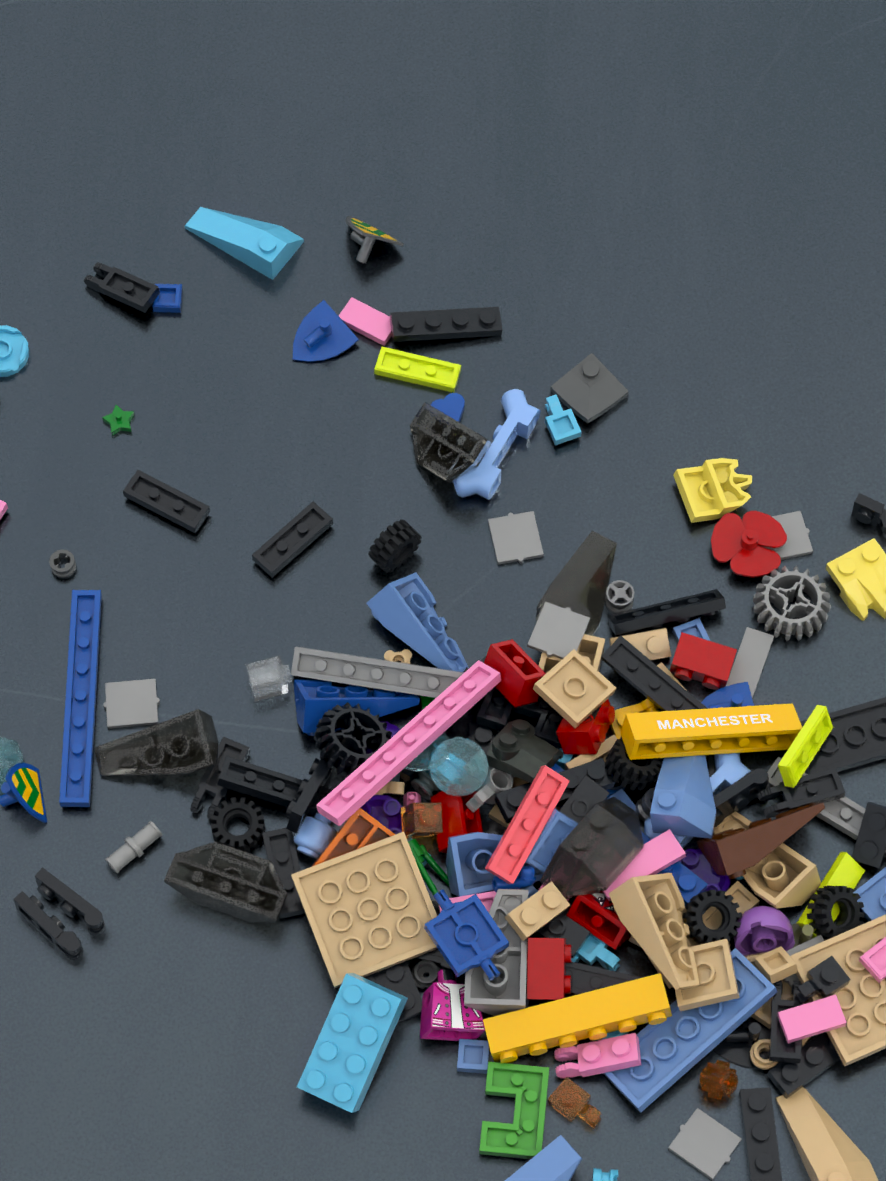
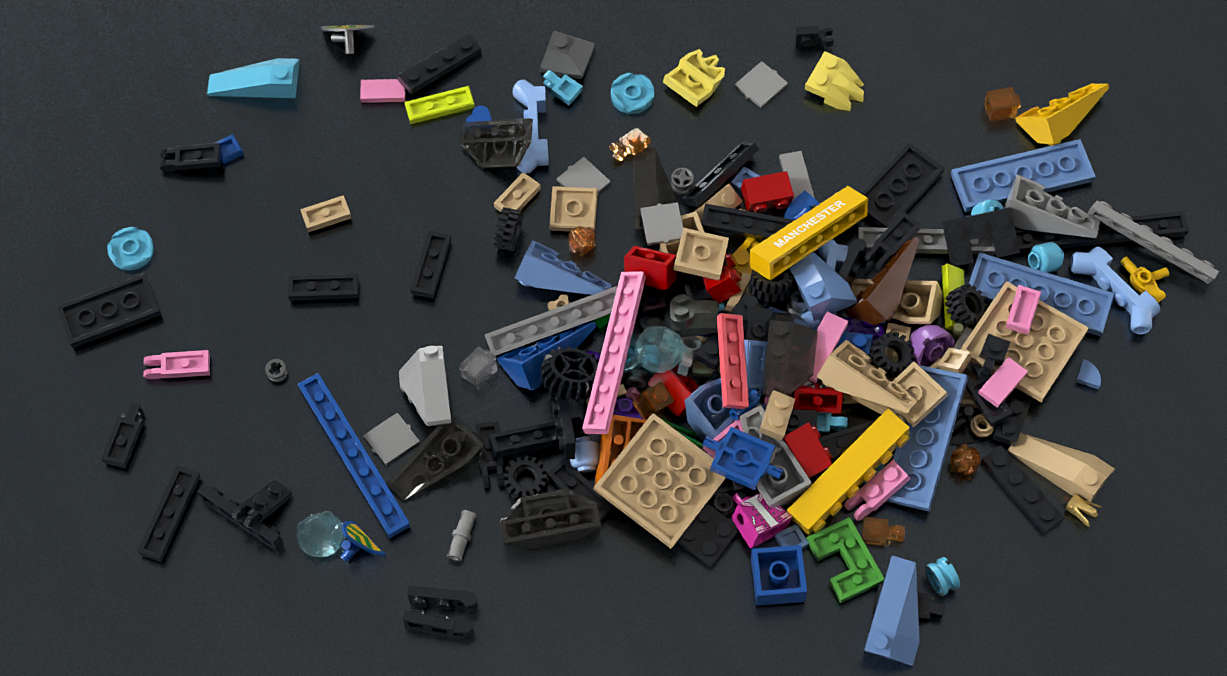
camera: 30 degrees left, 0 degrees up
(119, 420) = (250, 250): green piece -> none
(199, 667) = (426, 385): none -> light grey wedge
(220, 423) = (325, 213): none -> tan plate
(322, 335) = (357, 117): blue shield -> none
(352, 1042) = (710, 577): medium azure brick -> none
(429, 1084) = (778, 575): none -> blue brick
(433, 513) = (518, 193): none -> tan plate
(467, 601) = (581, 239): none -> clear orange gear
(482, 563) = (573, 208): none -> tan plate
(593, 524) = (630, 143): none -> clear orange plate
(633, 469) = (632, 93): none -> medium azure tile
(704, 1144) = (982, 508): light grey piece -> none
(742, 541) = (738, 98): red piece -> none
(773, 591) = (809, 117): light grey gear -> none
(805, 746) = (876, 208): neon yellow tile -> none

